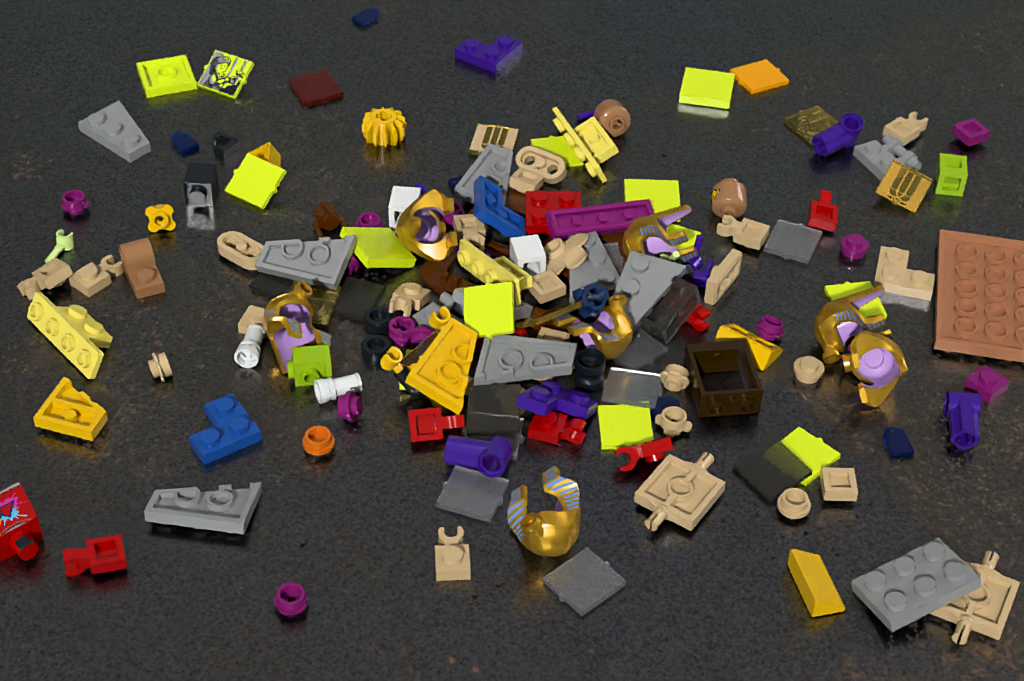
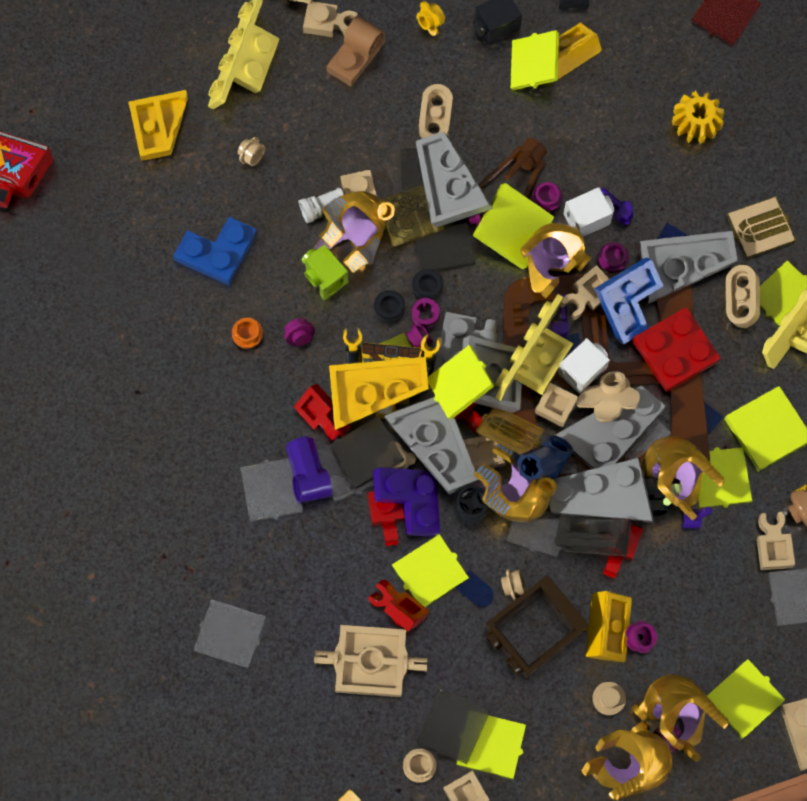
camera: 60 degrees right, 30 degrees up
(101, 556) = (27, 254): red plate -> none
(218, 510) = (122, 299): light grey wing -> none
(291, 592) = (65, 416): magenta plate -> none
(330, 388) = (311, 302): white pin -> none
(409, 297) = (467, 293): tan plate -> none
(452, 557) = (187, 517): tan plate -> none
(526, 180) = (708, 297): tan plate -> none
(547, 531) = (249, 580): pearl gold piece -> none
(598, 218) = (687, 401): magenta tile -> none
(632, 388) = (480, 552): clear piece -> none
(673, 421) = (455, 602): tan plate -> none
(700, 276) = (677, 537): dark purple hand -> none
(723, 276) = (685, 556): tan plate -> none

